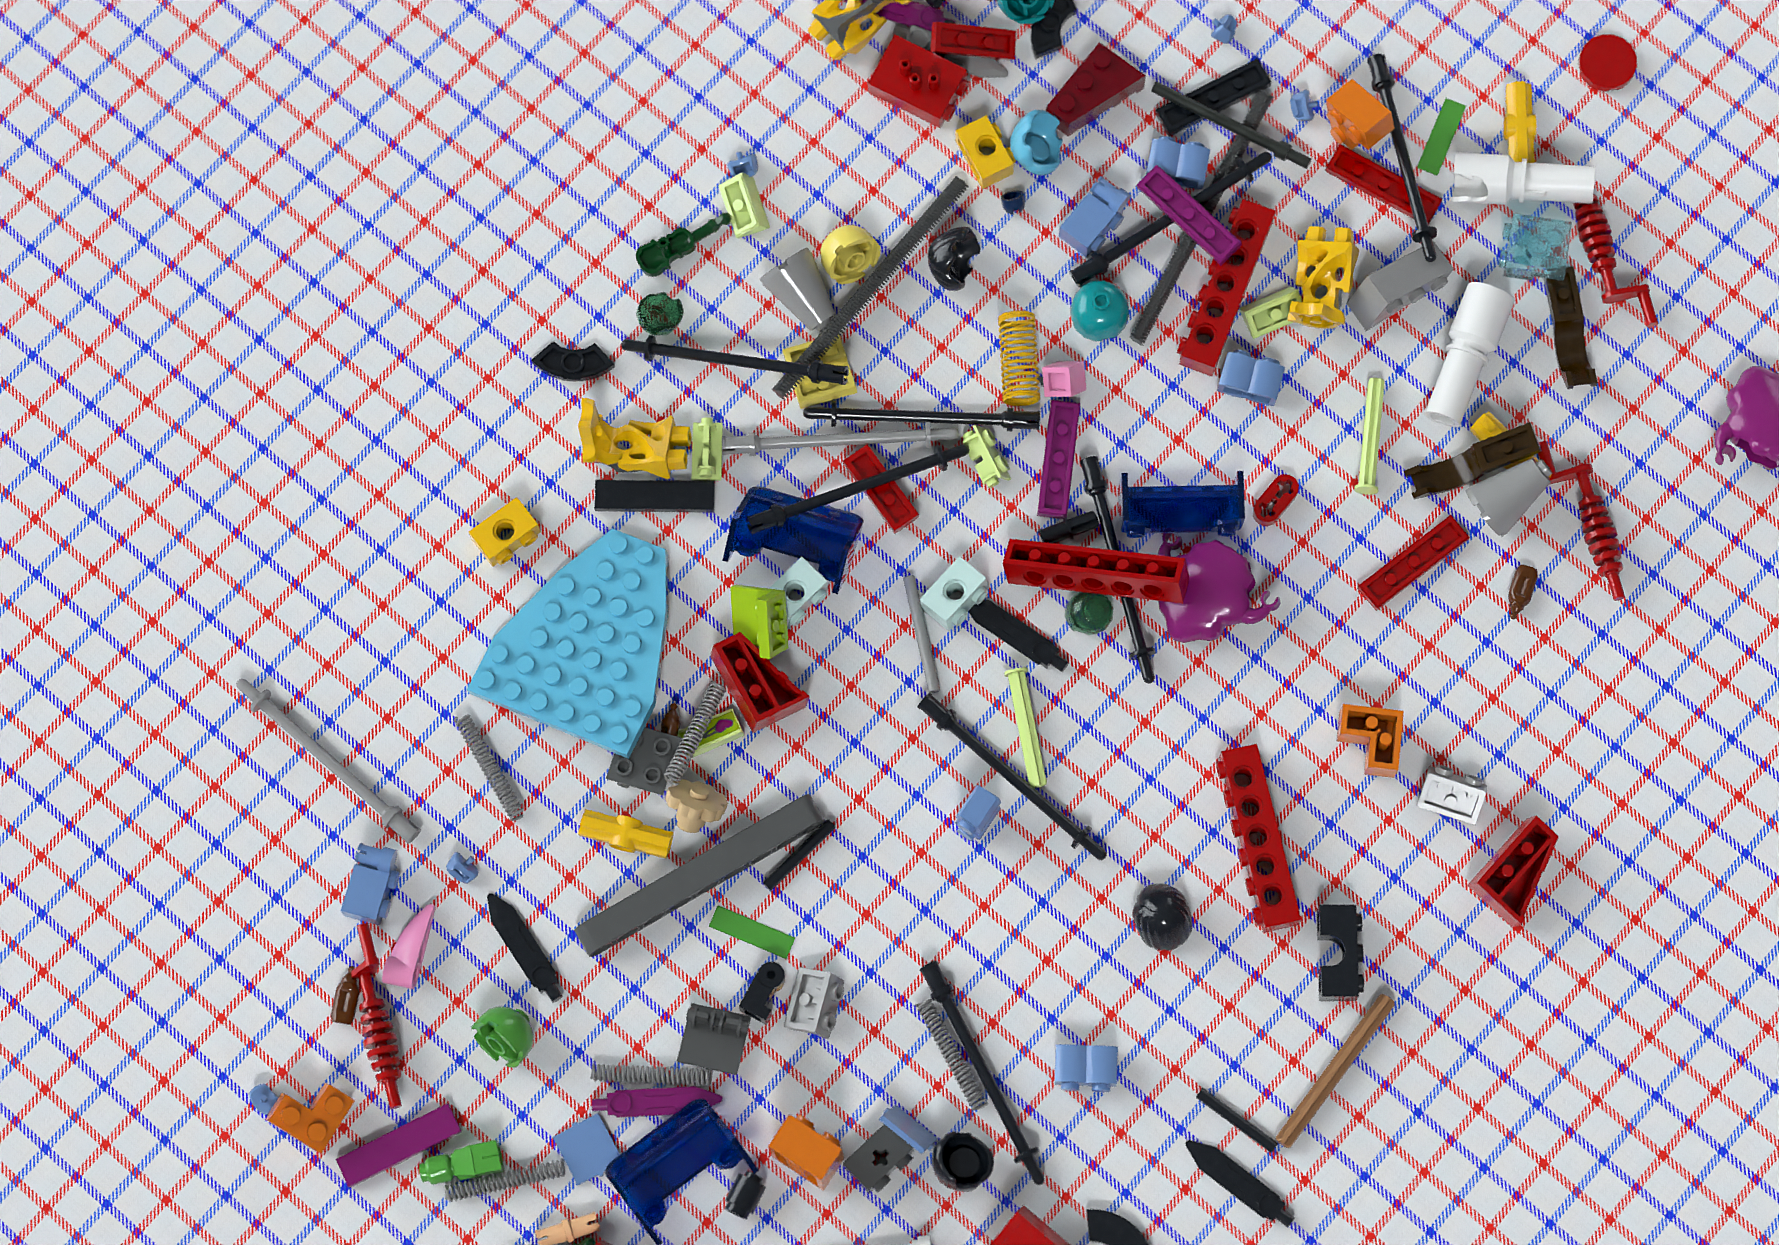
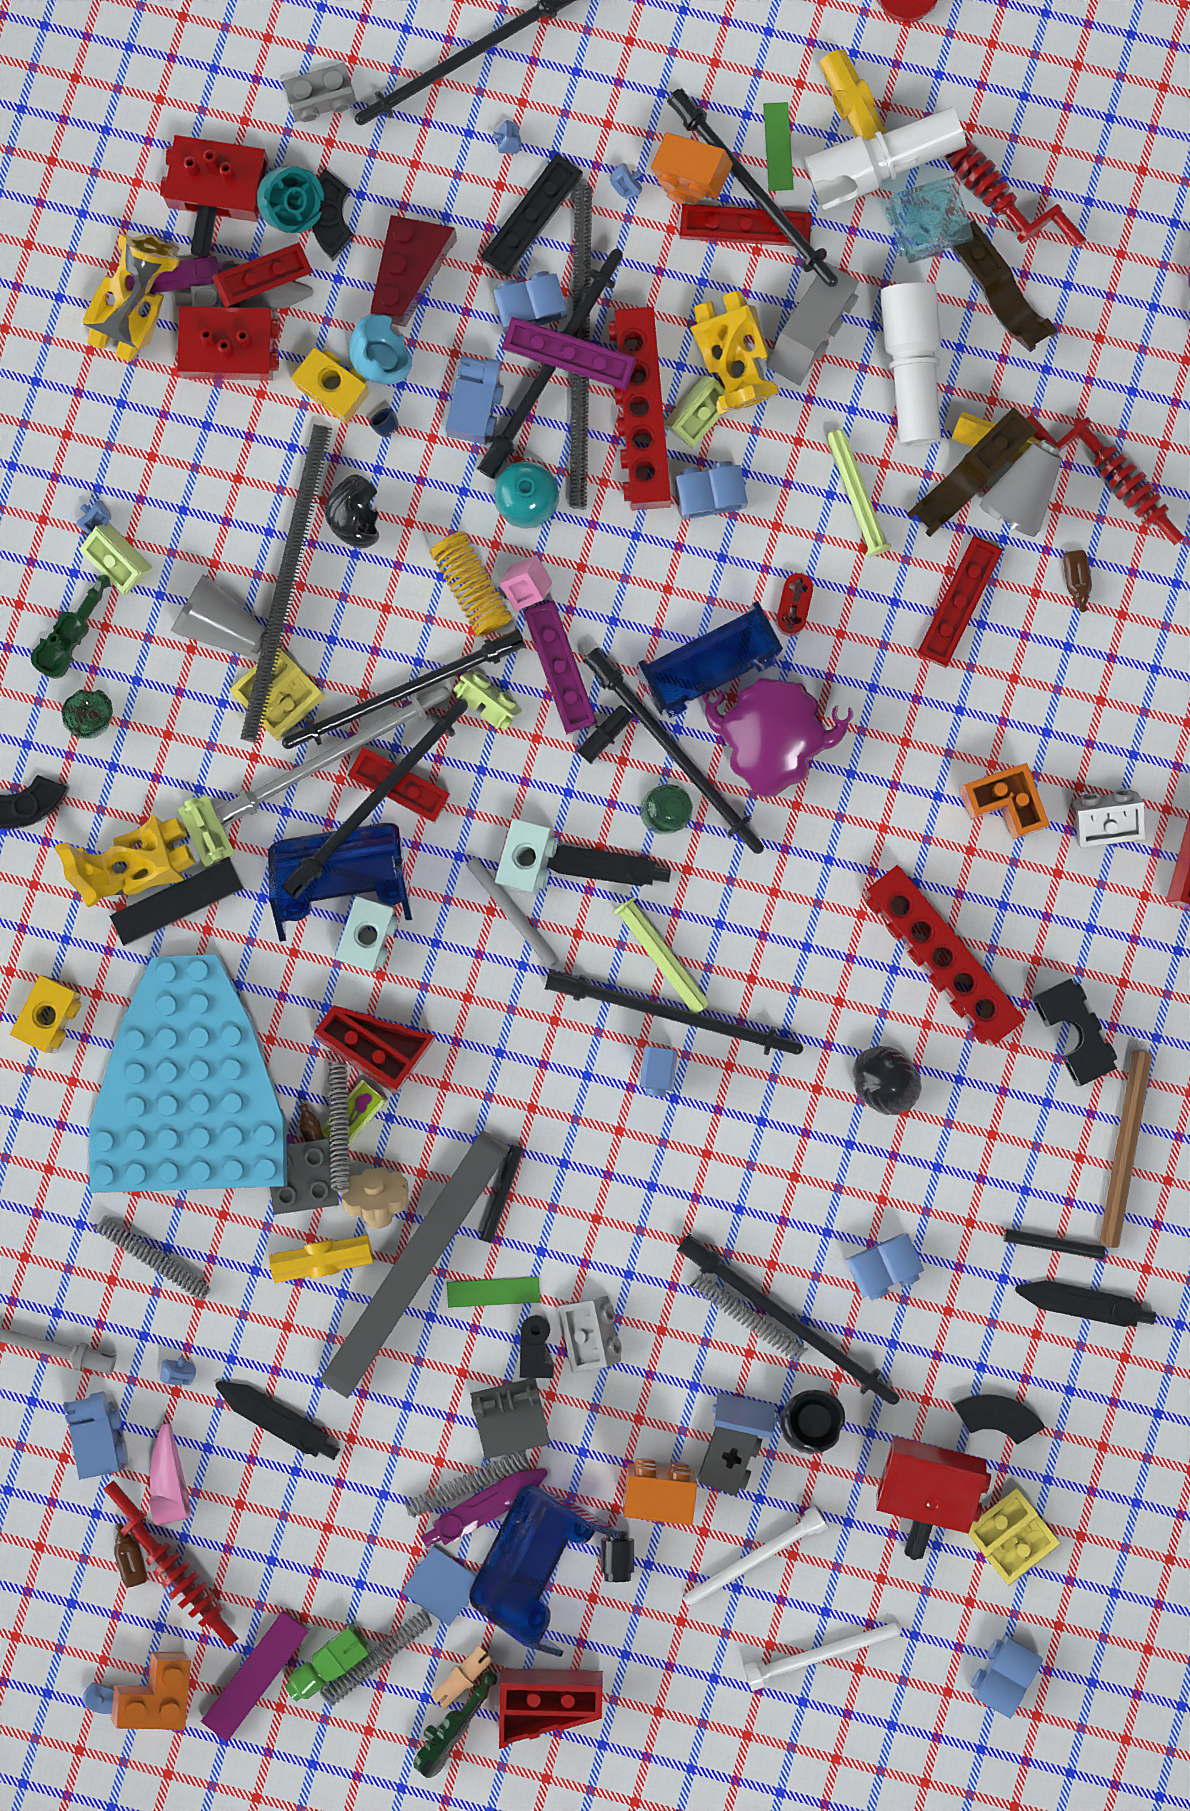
camera: 25 degrees left, 10 degrees up
(505, 1034) = (304, 1517): bright green cylinder -> none
(761, 618) = (347, 980): lime bracket -> none
(815, 371) = (276, 700): black bar -> none
(848, 253) = (245, 558): light yellow cylinder -> none
(1096, 570) = (656, 768): red brick -> none
(1280, 149) = (628, 239): pearl dark grey bar -> none

